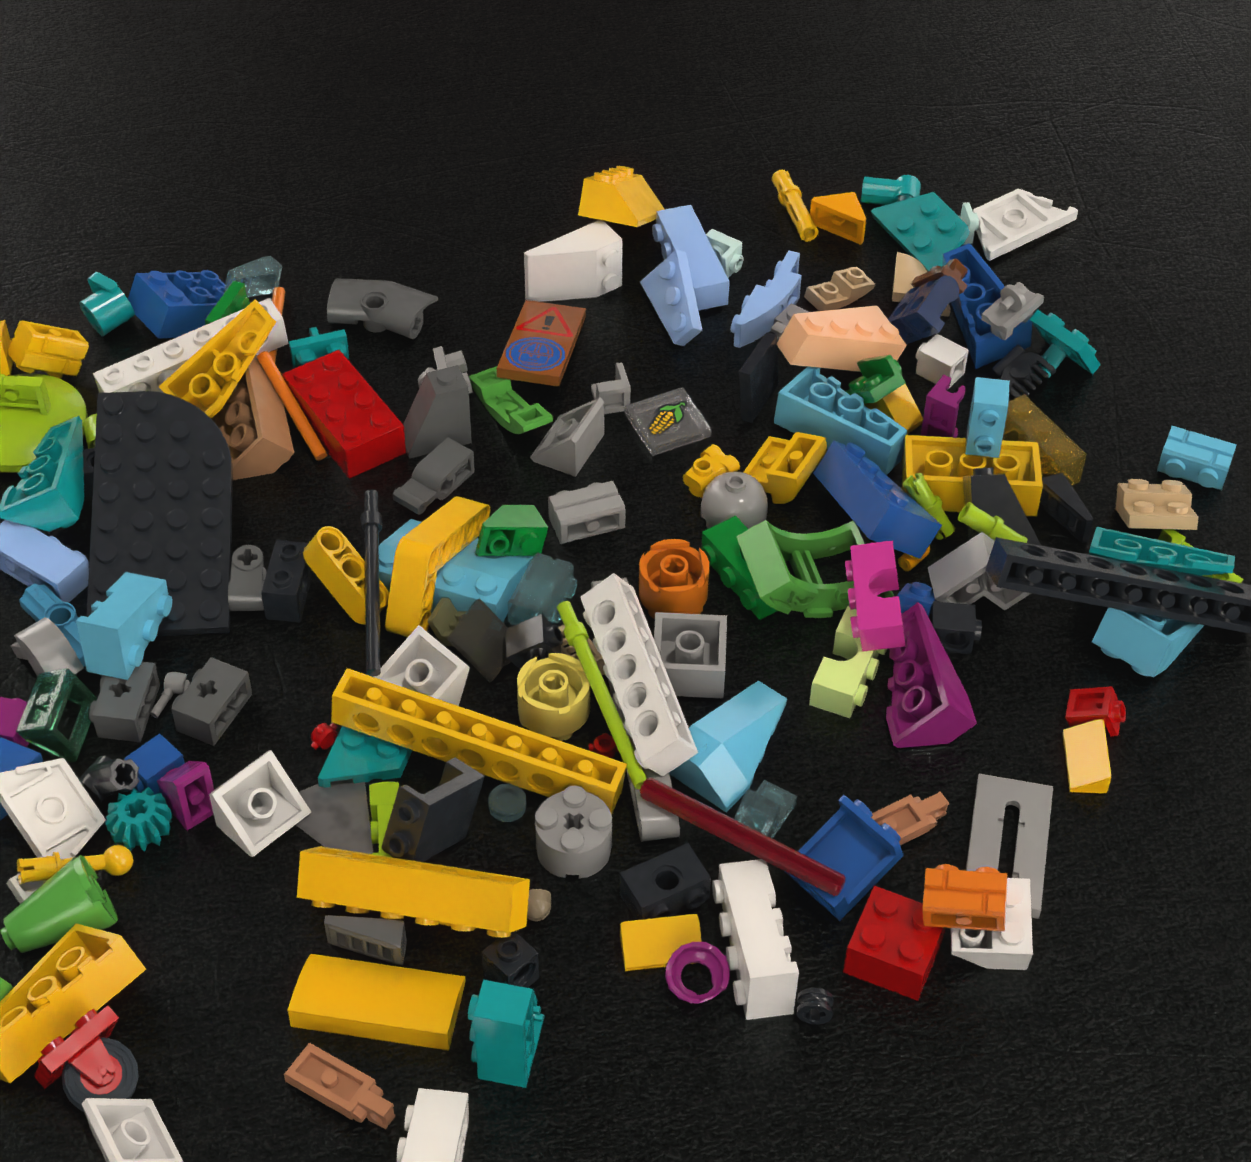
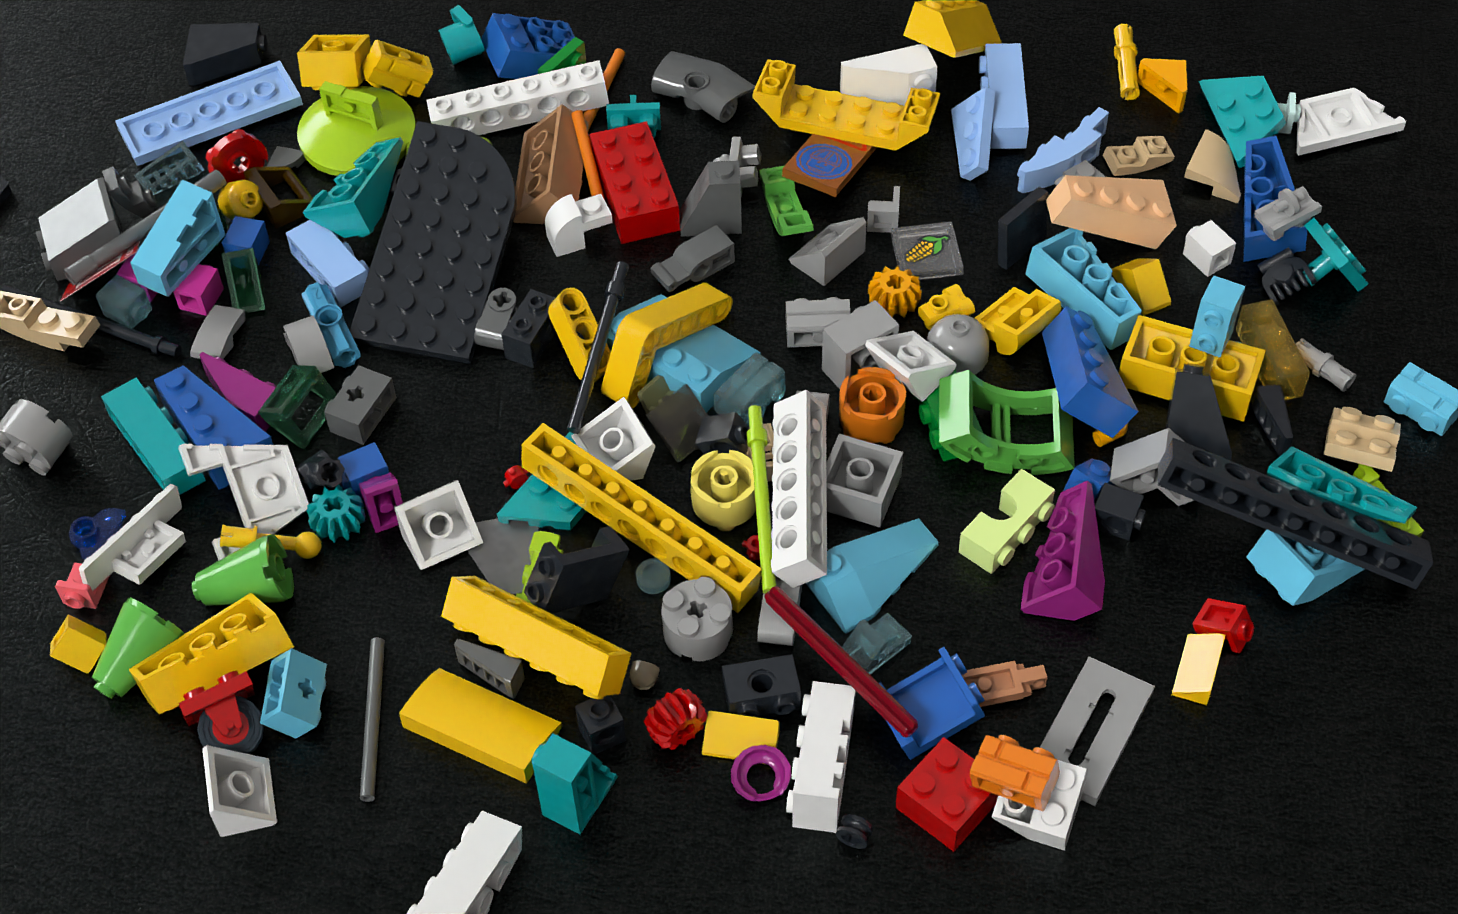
camera: 20 degrees right, 5 degrees up
(123, 625) = (373, 337): medium azure wedge -> none
(160, 1020) = (294, 693): none -> medium azure brick
(173, 683) = (405, 399): light grey hand -> none
(211, 701) = (431, 422): dark grey brick -> none
(219, 365) = (529, 118): yellow wedge -> none
(255, 1027) = (372, 720): none -> dark grey piece
(260, 285) = (610, 33): clear light blue slope -> none
(290, 465) = (570, 219): none -> white brick
(339, 1086) = (421, 790): nougat hinge -> none
(512, 532) = (741, 327): green slope -> none
(539, 307) = (841, 114): none -> yellow slope
(590, 939) = (675, 718): none -> red gear
(638, 520) = (846, 338): none -> light grey brick
(652, 465) = (895, 290): none -> light orange gear
(702, 526) = (911, 361): none -> white slope
(727, 251) = (1040, 97): light aqua bracket -> none
(877, 618) = (1049, 442): dark pink arch -> none
(879, 378) = (1138, 254): green bracket -> none
(889, 191) = (1224, 65): teal piece -> none
(922, 306) = (1200, 194): dark blue hips -> none
(932, 504) = (1137, 388): lime pin -> none
(942, 410) = (1182, 298): magenta hinge -> none
(989, 525) = (1183, 425): lime pin -> none
(1096, 449) = (1325, 366): none -> light grey pin

